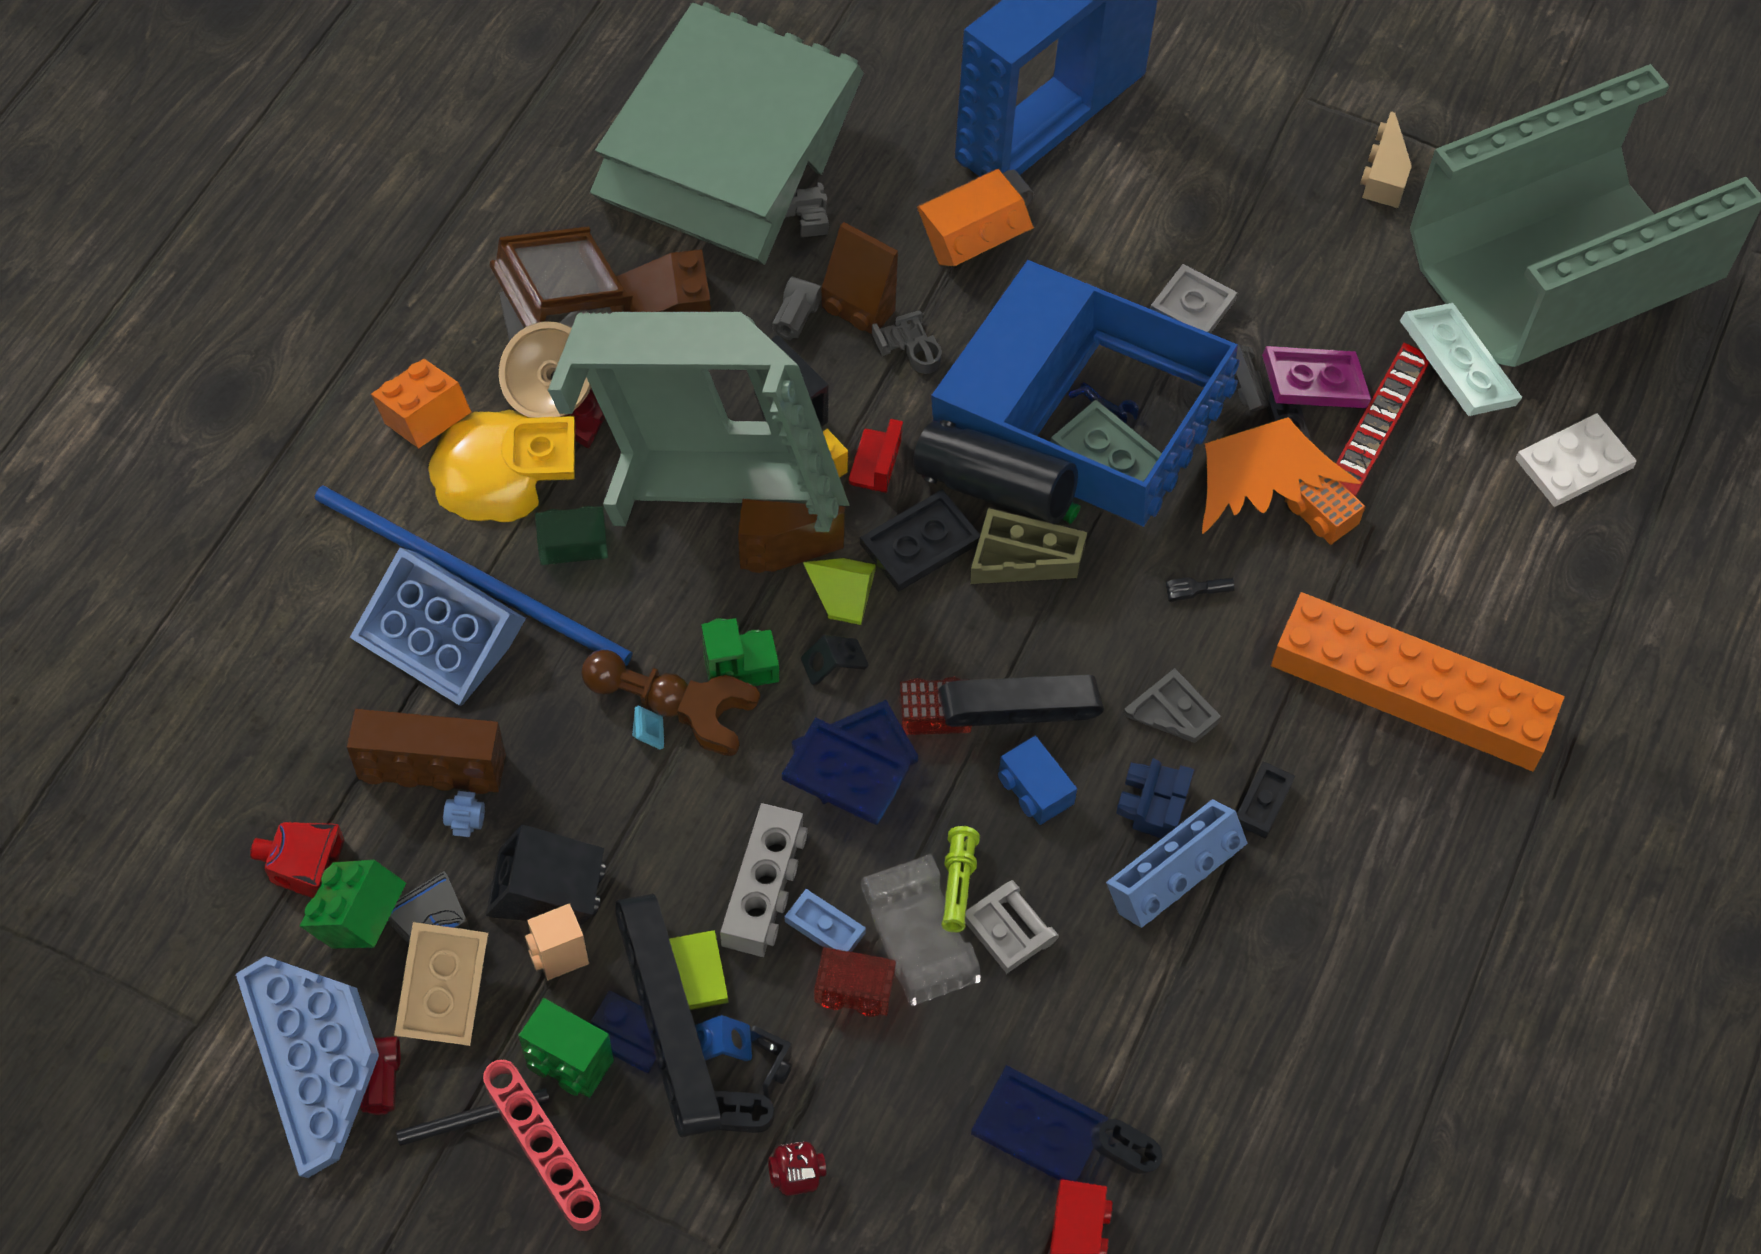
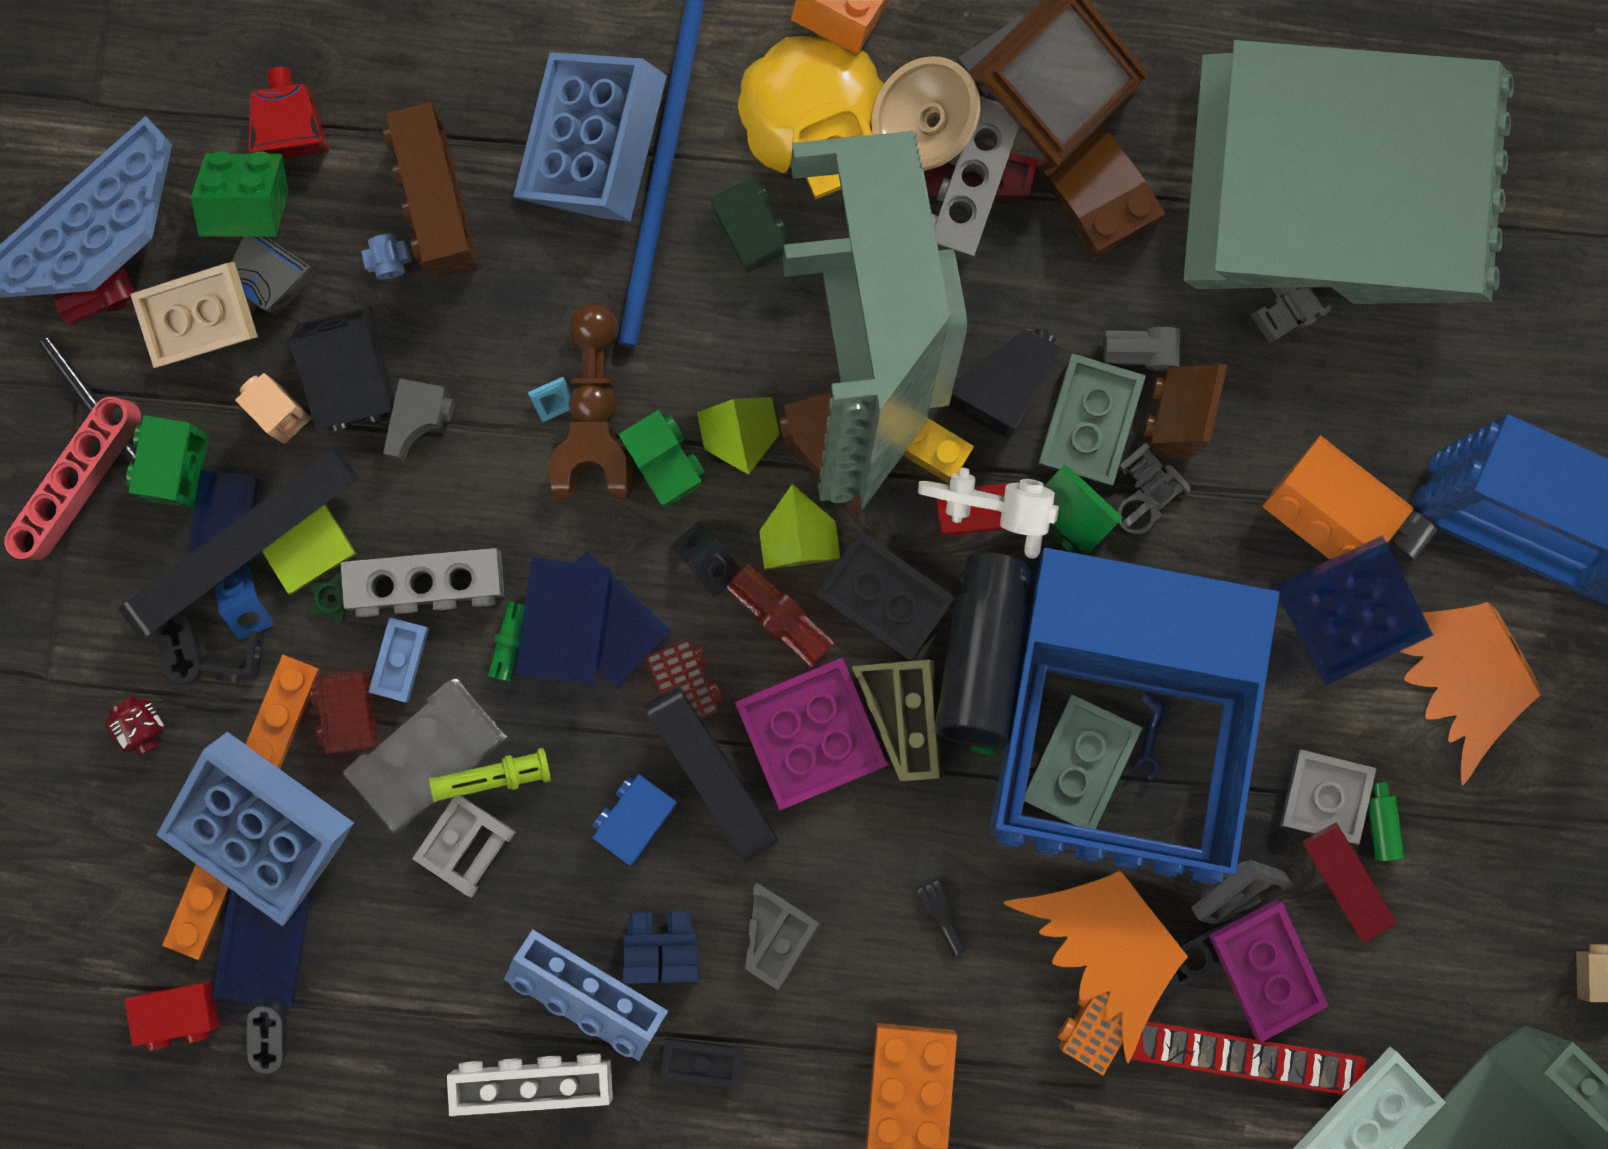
camera: 75 degrees right, 25 degrees up
(611, 828) = (415, 411): none -> dark grey arch
(737, 975) = (321, 598): none -> dark green plate
(740, 597) = (739, 430): none -> lime slope
(842, 357) = (1092, 419): none -> sand green plate
(844, 832) = (507, 642): none -> green pin
(892, 403) = (1025, 506): none -> white piece
(904, 382) = (1082, 513): none -> green slope
(906, 618) = (780, 615): none -> clear red piece
(908, 1108) = (271, 739): none -> orange plate
(934, 1085) = (254, 827): none -> medium blue slope
(1013, 629) = (811, 733): none -> magenta plate
(1059, 229) = (1353, 610): none -> clear blue plate
(1131, 183) = (1477, 677): none -> orange piece
(1229, 275) = (1385, 824): none -> green cylinder
(1243, 935) = (529, 1087): none -> white brick
(1264, 307) = (1349, 882): none -> dark red tile

